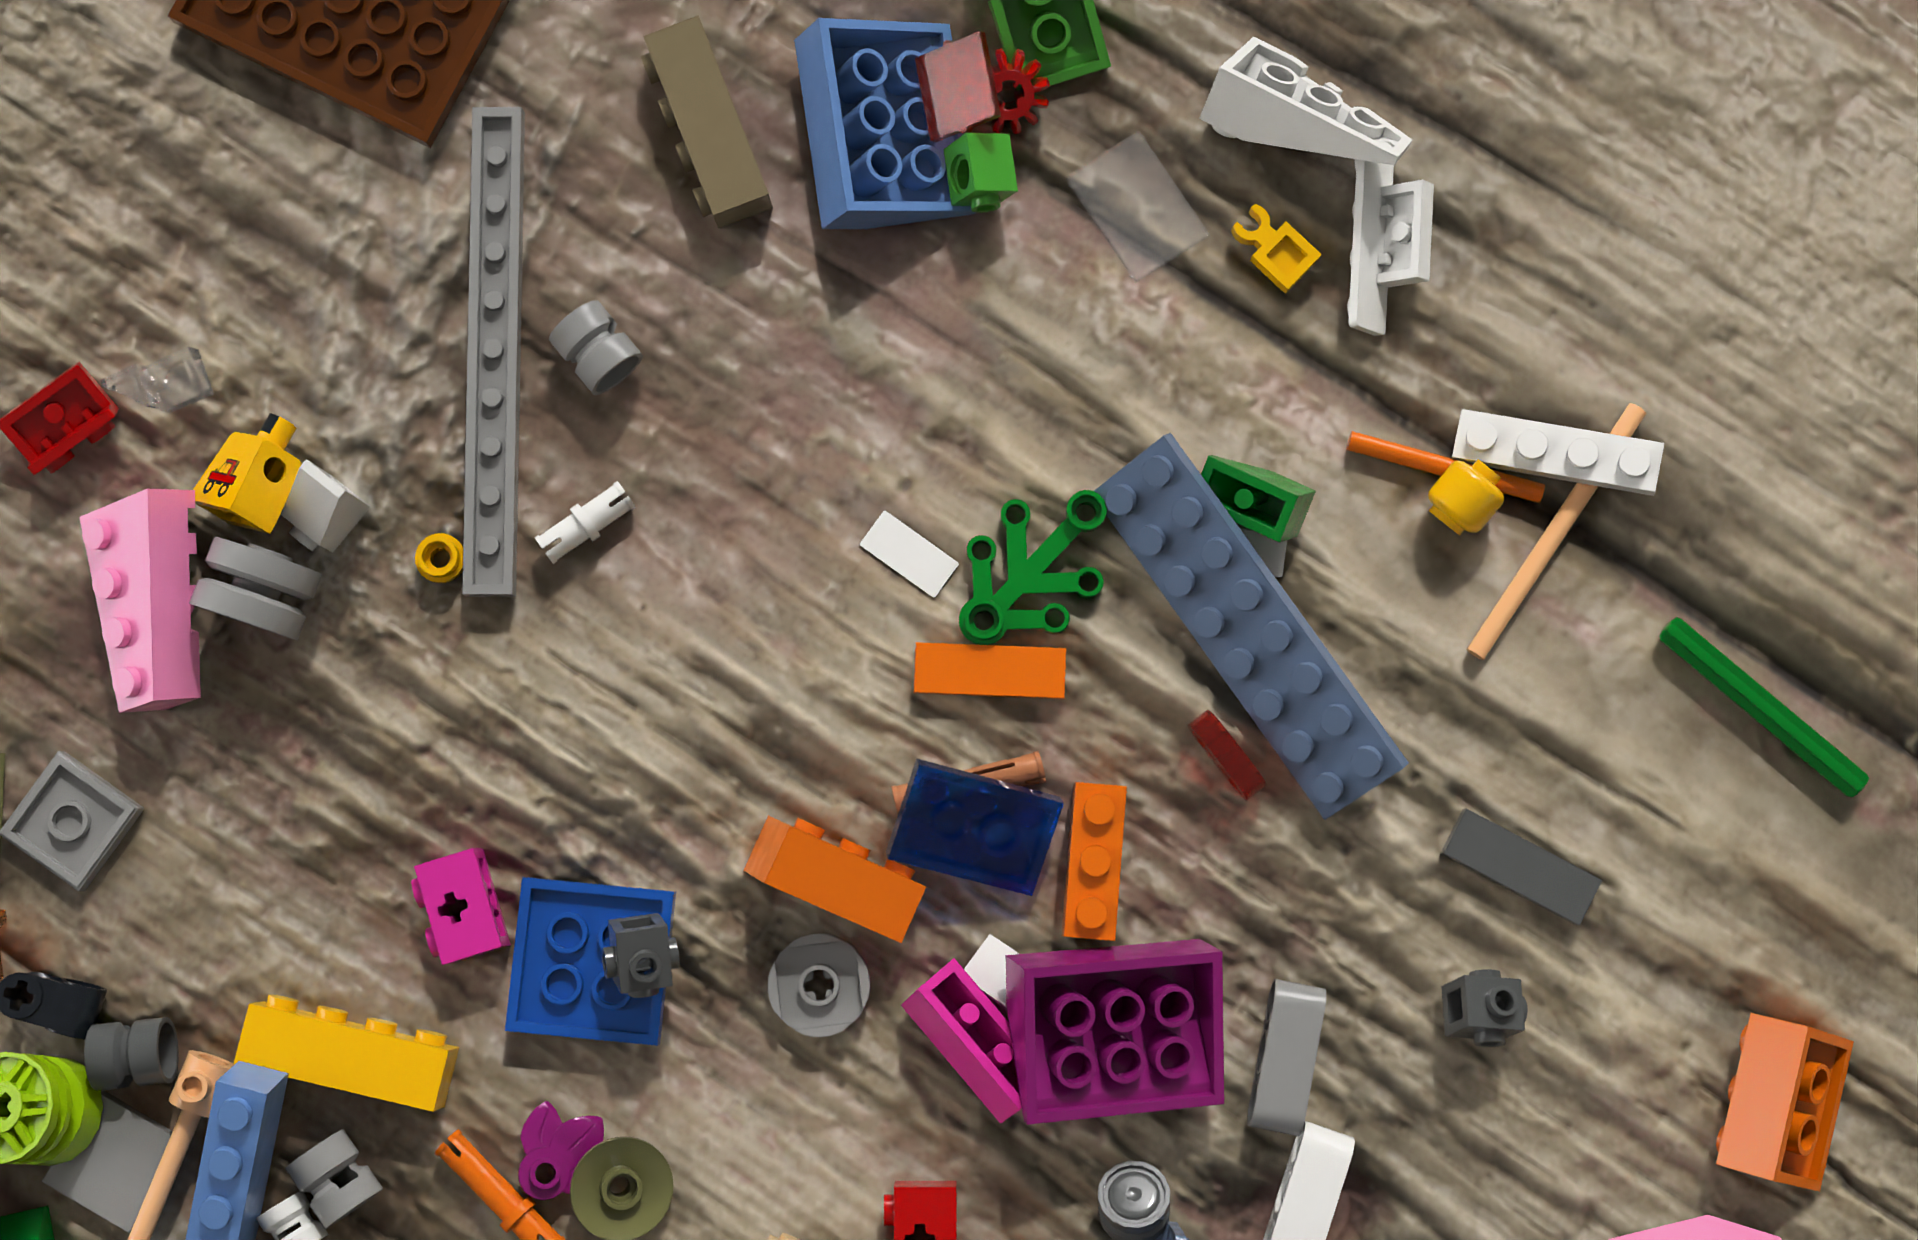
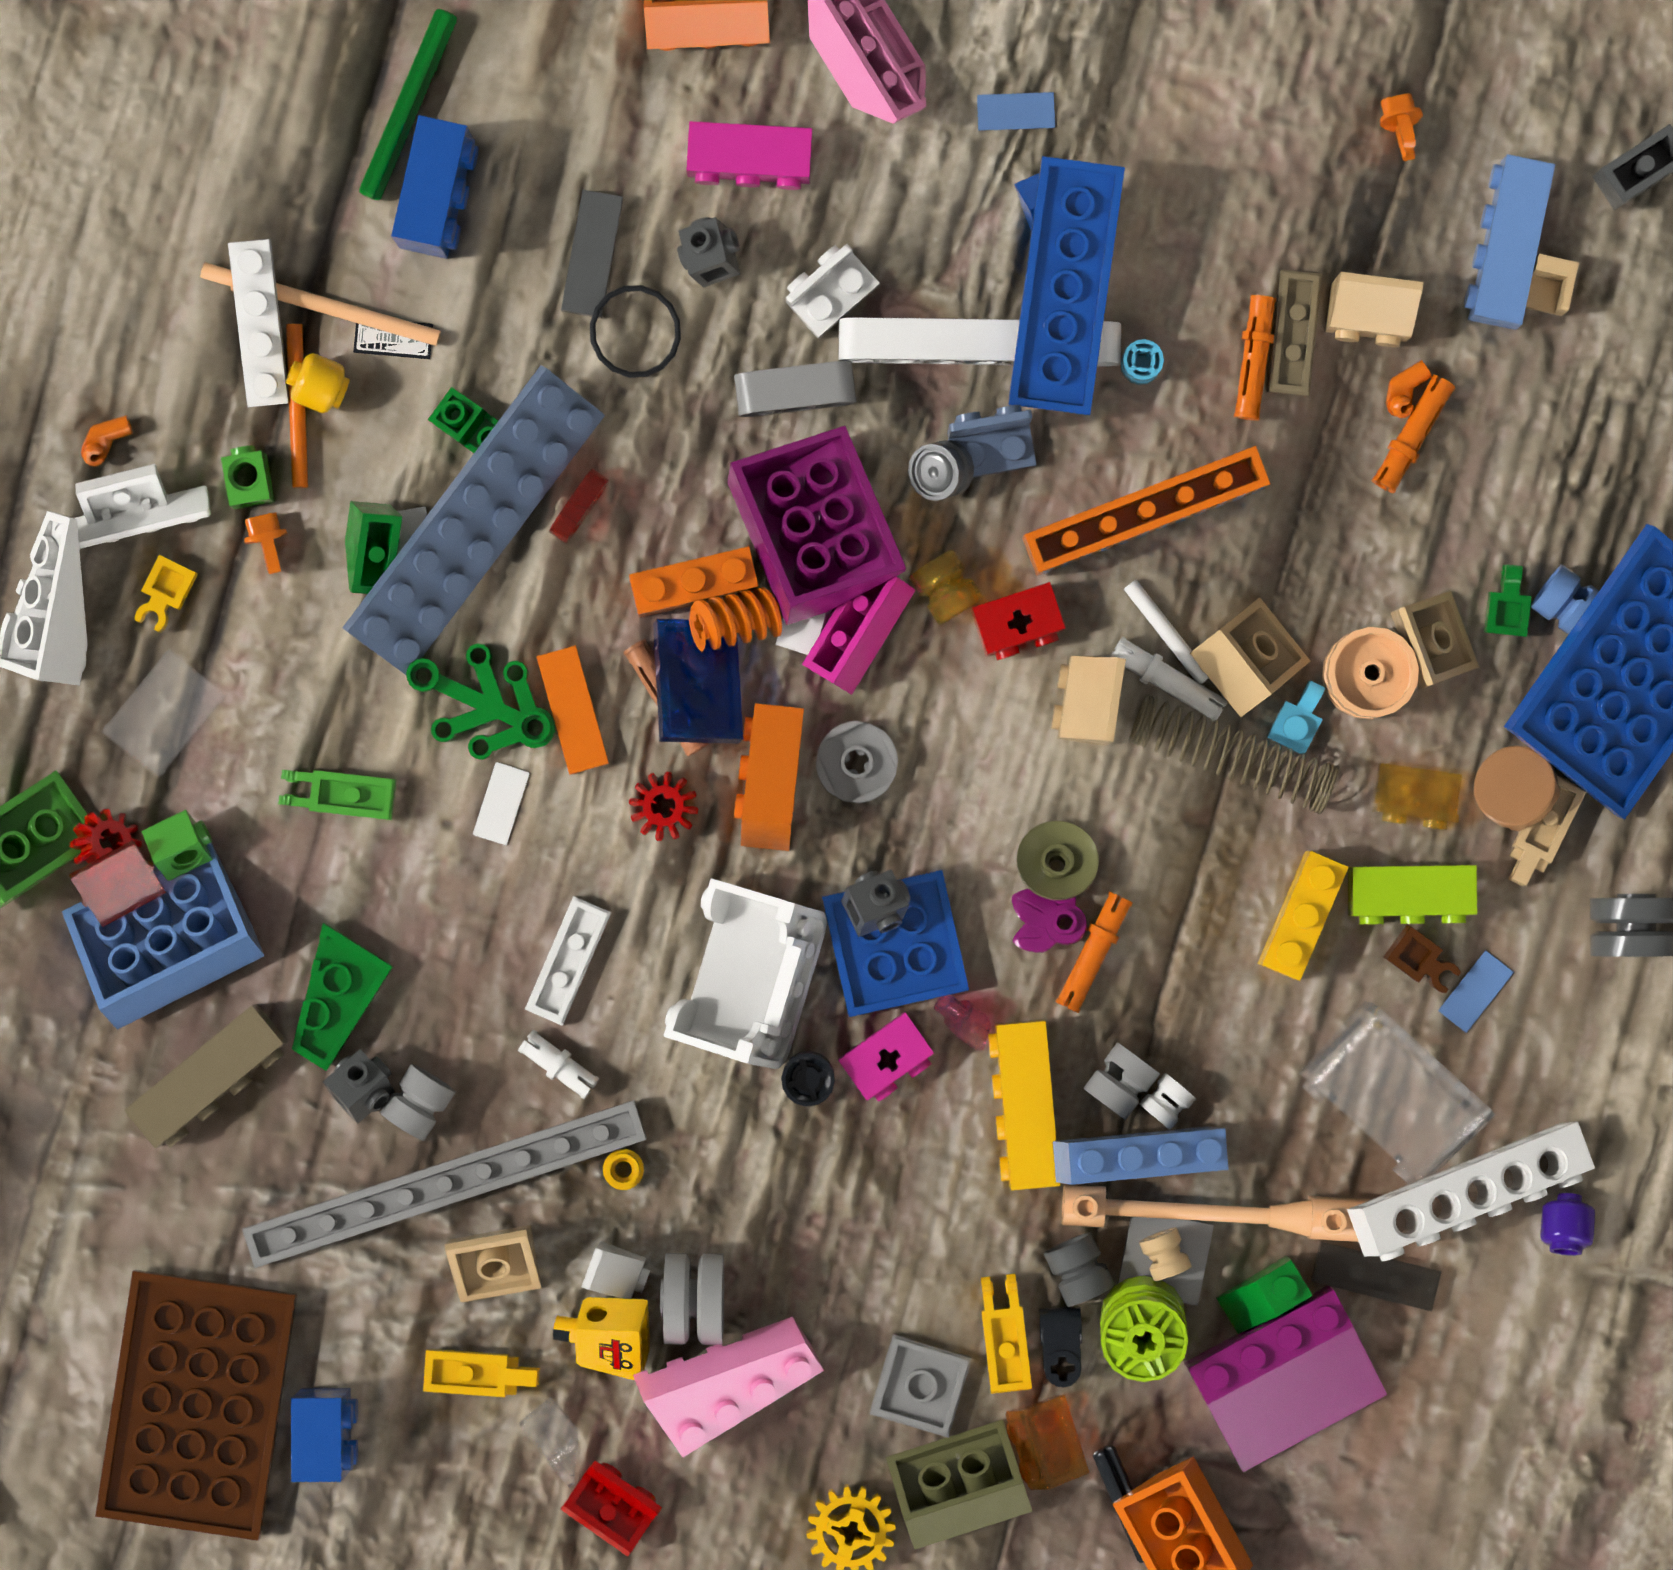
camera: 110 degrees left, 5 degrees up
(85, 938) = (1005, 1340): none -> yellow hinge
(109, 1164) = (1165, 1253): none -> tan wheel
(254, 119) = (322, 1434): none -> blue brick
(266, 317) = (476, 1373): none -> yellow hinge
(387, 376) = (493, 1263): none -> tan slope
(465, 805) = (808, 1078): none -> black wheel
(471, 1013) = (965, 1022): none -> clear pink piece
(608, 774) = (750, 976): none -> white windscreen
(636, 288) = (360, 1085): none -> dark grey brick
(701, 572) = (568, 960): none -> white tile
(753, 301) = (338, 994): none -> green wing
(829, 729) = (669, 794): none -> red gear
(978, 376) = (343, 794): none -> bright green hinge
(991, 1162) = (945, 587): none -> clear yellow wheel
(1037, 895) = (734, 615): none -> orange piece
(1312, 382) = (264, 530): none -> orange piece
(1360, 394) = (260, 491): none -> bright green brick
(1371, 651) = (462, 420): none -> green slope
(1392, 1139) = (830, 290): none -> white bracket
(1427, 837) = (605, 361): none -> black piece
(1475, 233) = (100, 439): none -> orange arm
(1489, 587) = (378, 342): none -> sticker
(1586, 1094) = (749, 154): none -> dark pink brick
(1660, 705) = (434, 187): none -> blue brick

